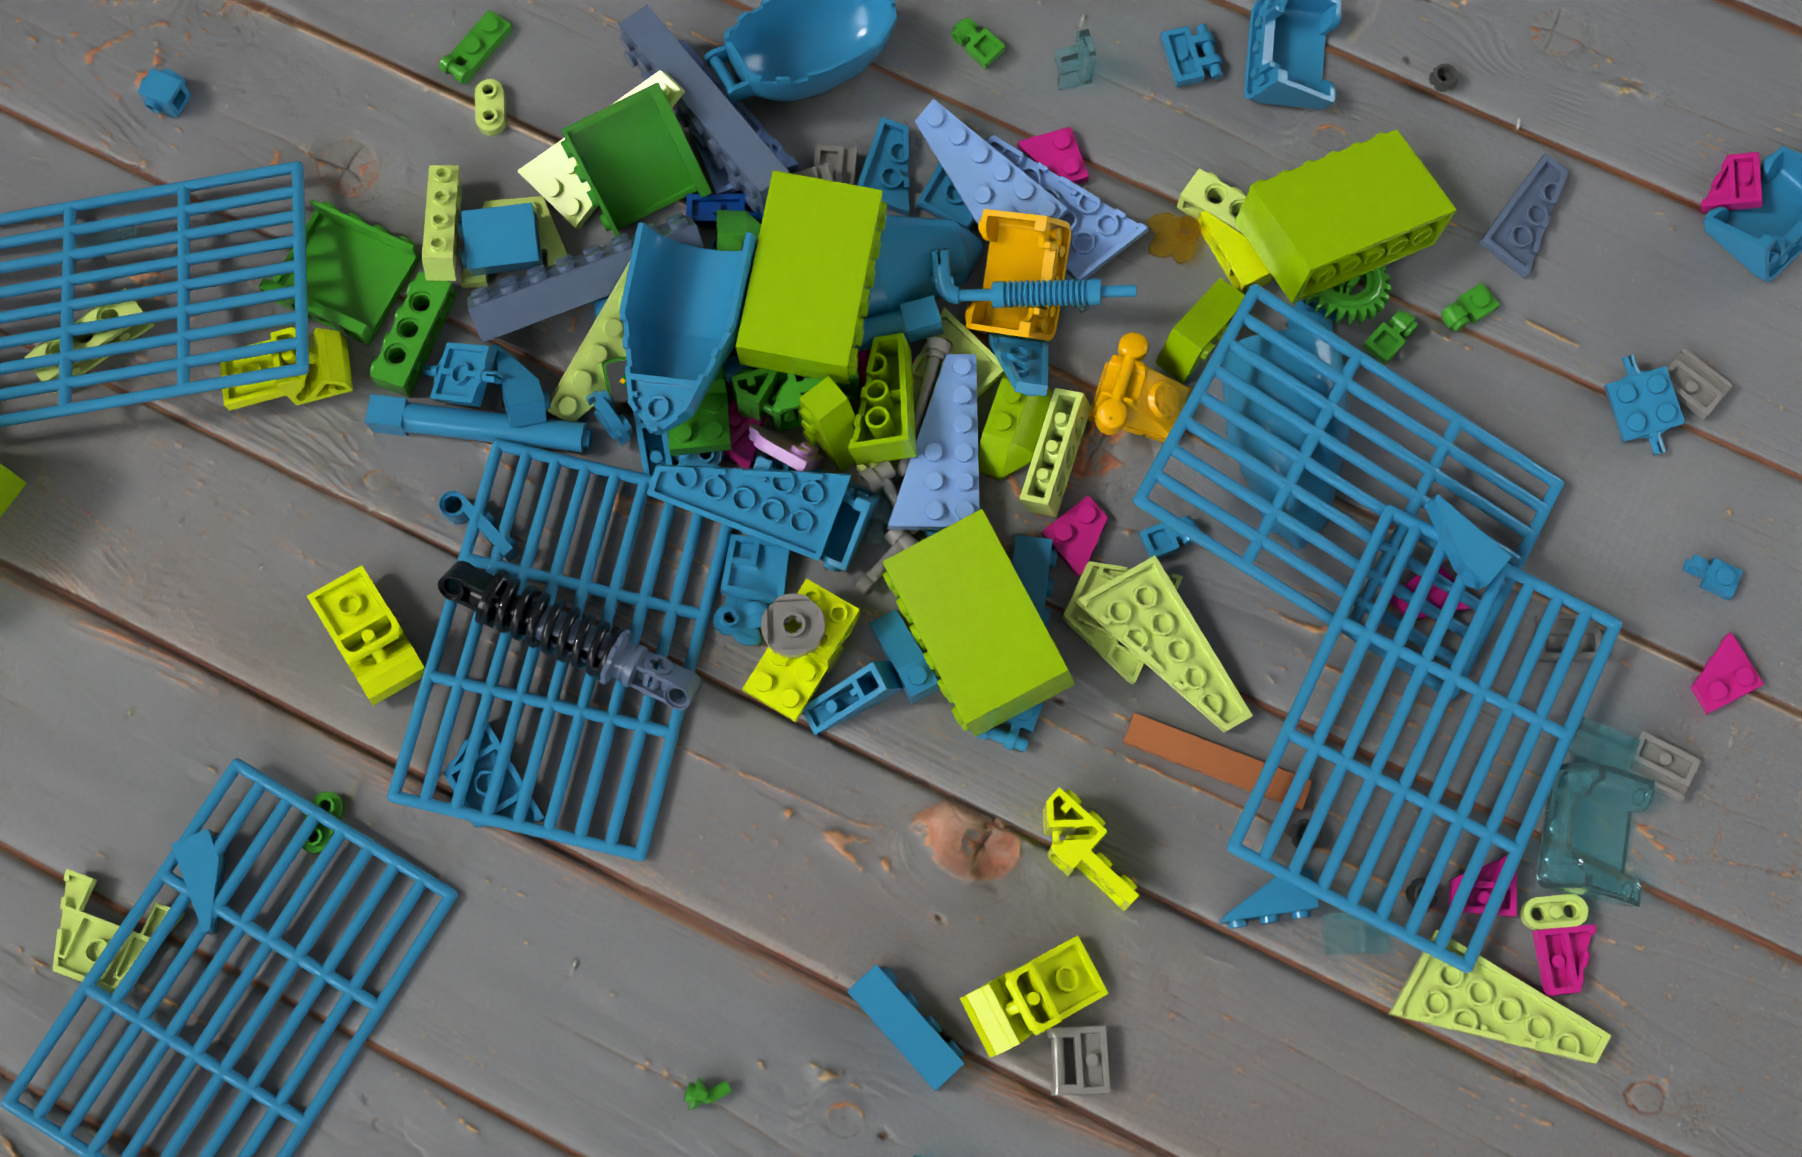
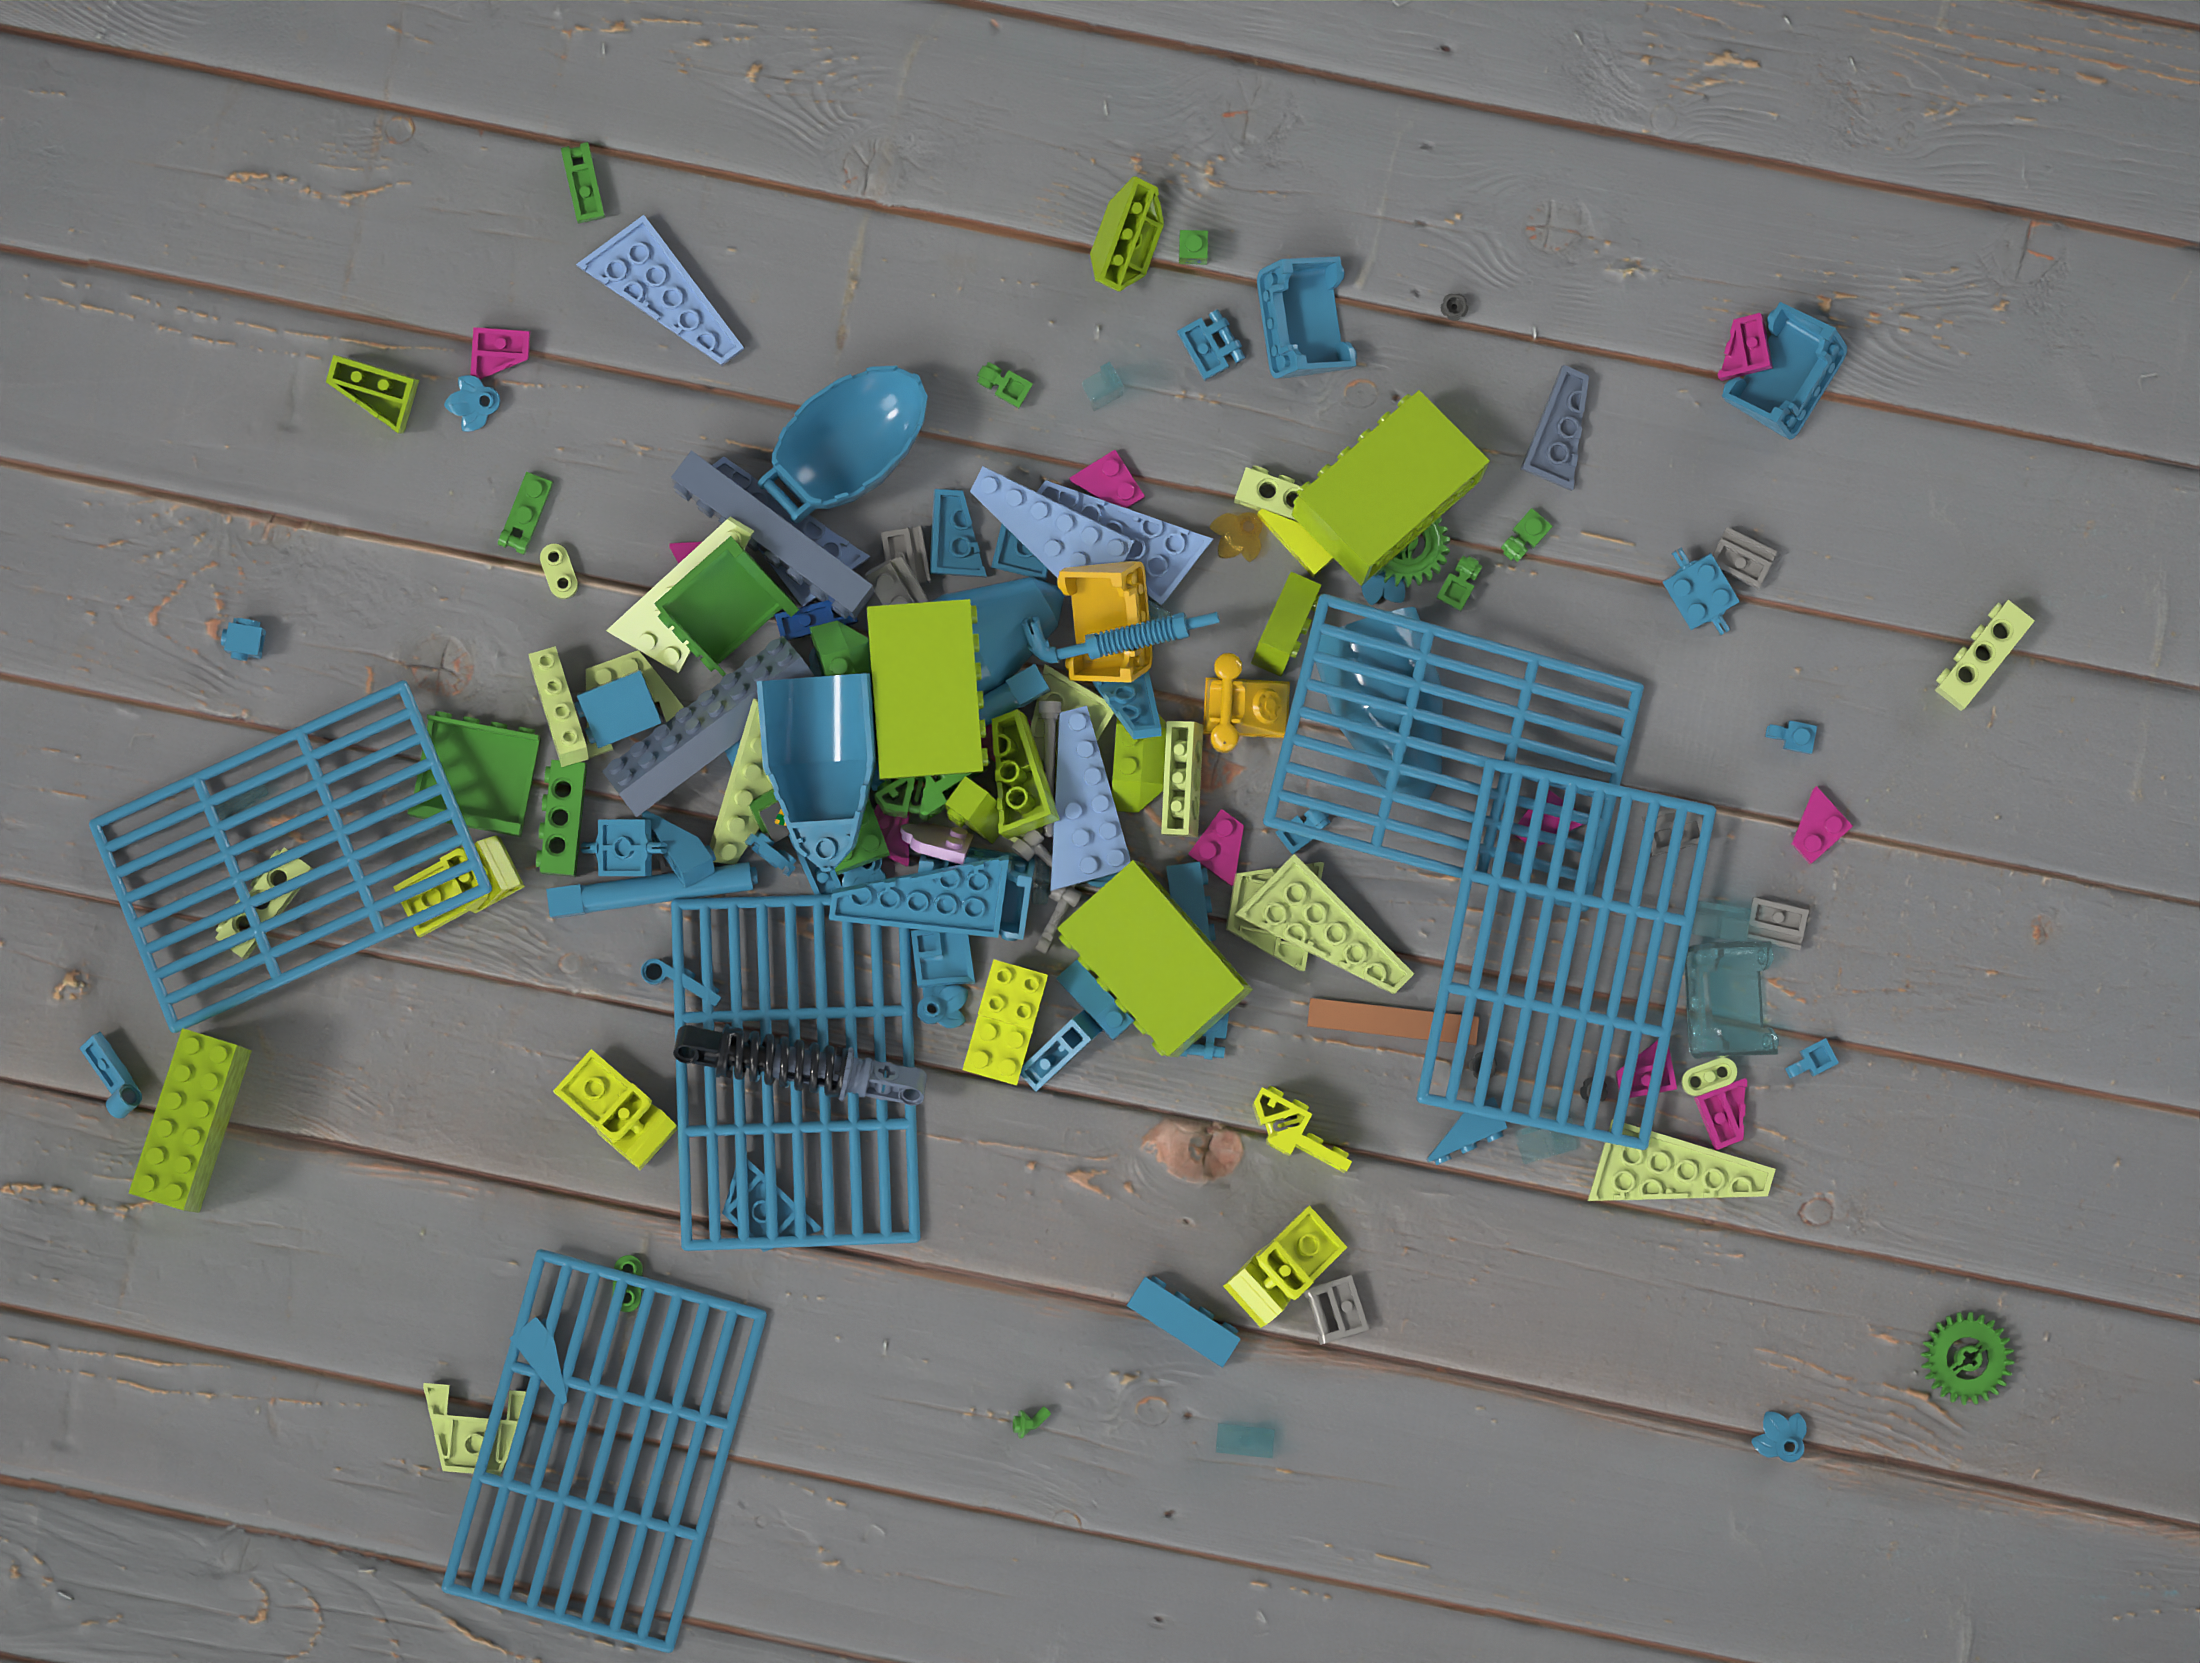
camera: 20 degrees left, 10 degrees up
(779, 614) = (1003, 993): light grey plate -> none
(1467, 547) = (1565, 784): dark azure slope -> none
(1677, 923) = (1815, 1058): none -> dark azure plate

